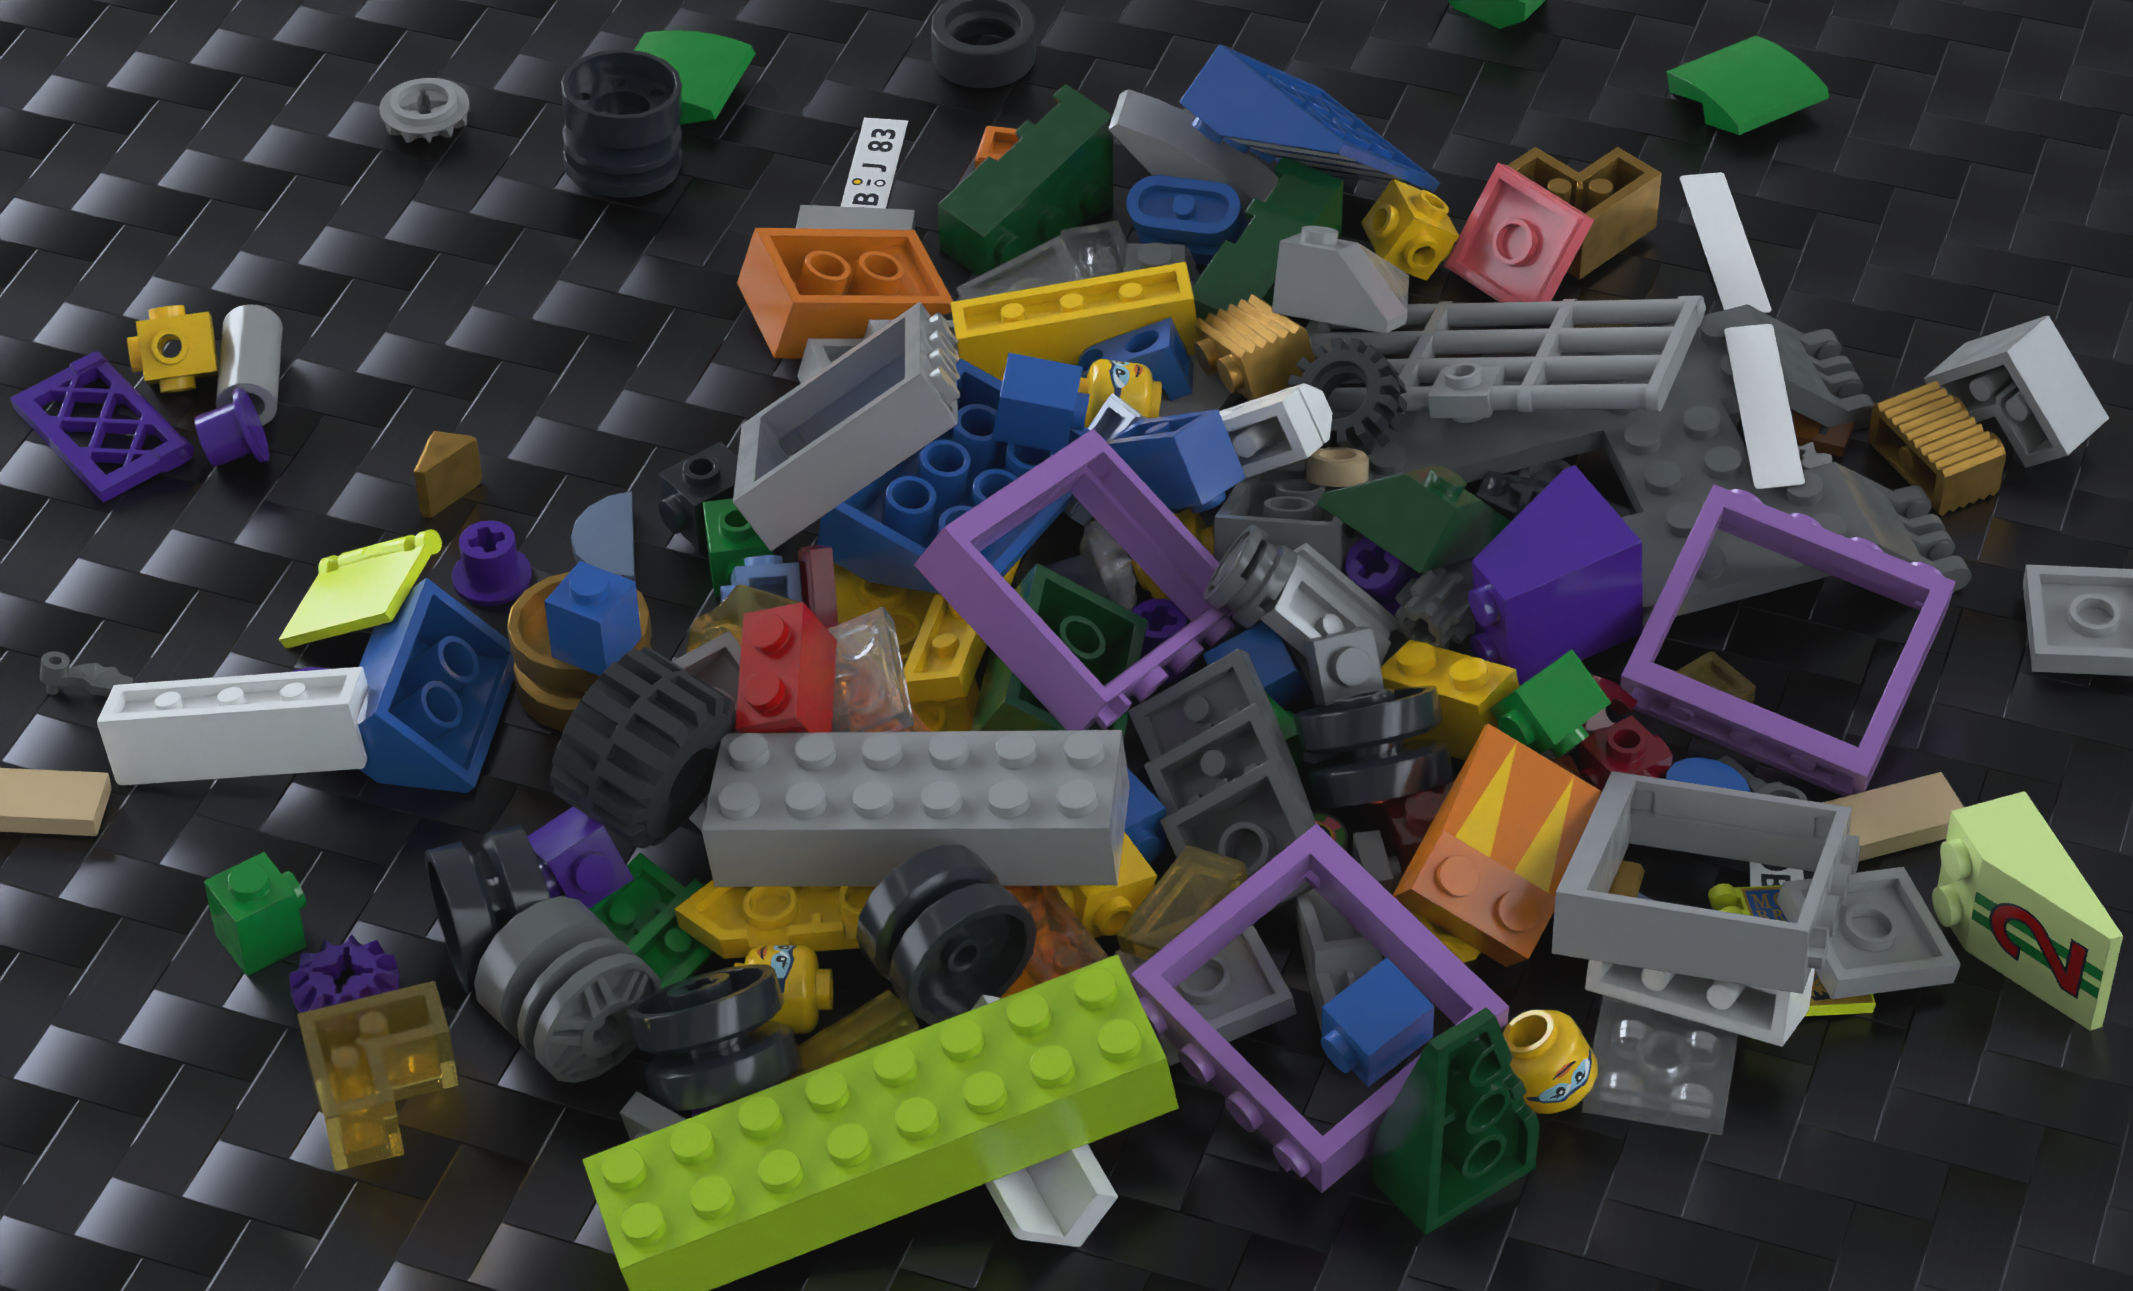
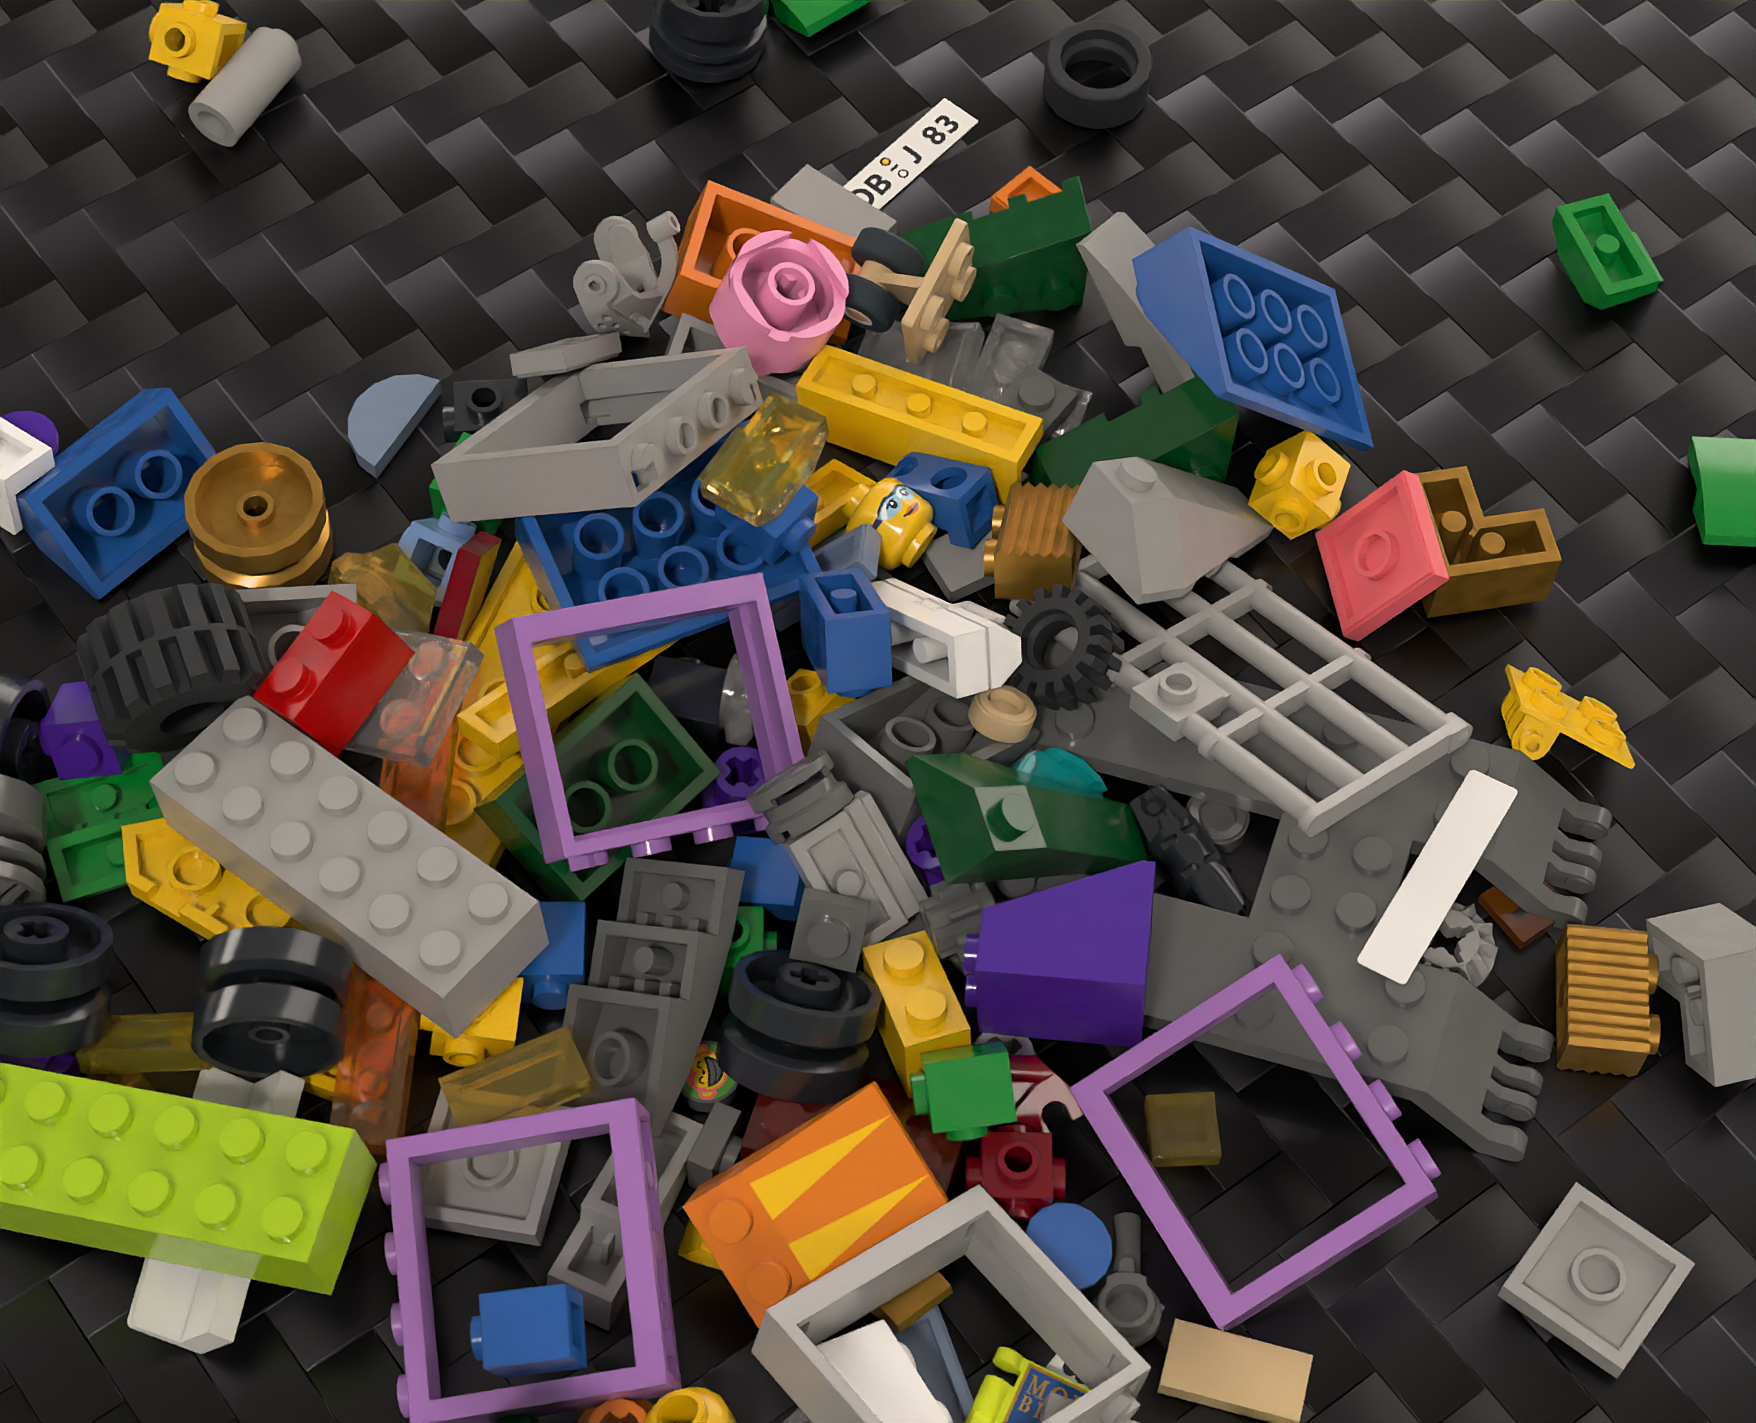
camera: 30 degrees right, 15 degrees up
(138, 463) = (101, 132): dark purple window -> none
(232, 431) = (183, 145): dark purple piece -> none
(360, 588) = (144, 359): neon yellow piece -> none
(446, 471) = (307, 277): pearl gold slope -> none
(490, 565) = (278, 389): dark purple piece -> none
(593, 618) = (239, 514): blue brick -> none
(729, 343) = (611, 286): none -> light grey helmet
(737, 411) = (565, 355): none -> light grey tile
(801, 981) = (152, 955): yellow head -> none
(894, 269) = (780, 301): none -> bright pink brick
(964, 232) = (892, 273): none -> tan plate
(1021, 352) = (765, 460): none -> clear yellow slope
(1186, 213) = (1103, 360): blue brick -> none
(1724, 241) = (1609, 634): white sticker -> none
(1741, 279) = (1539, 712): none -> yellow hinge

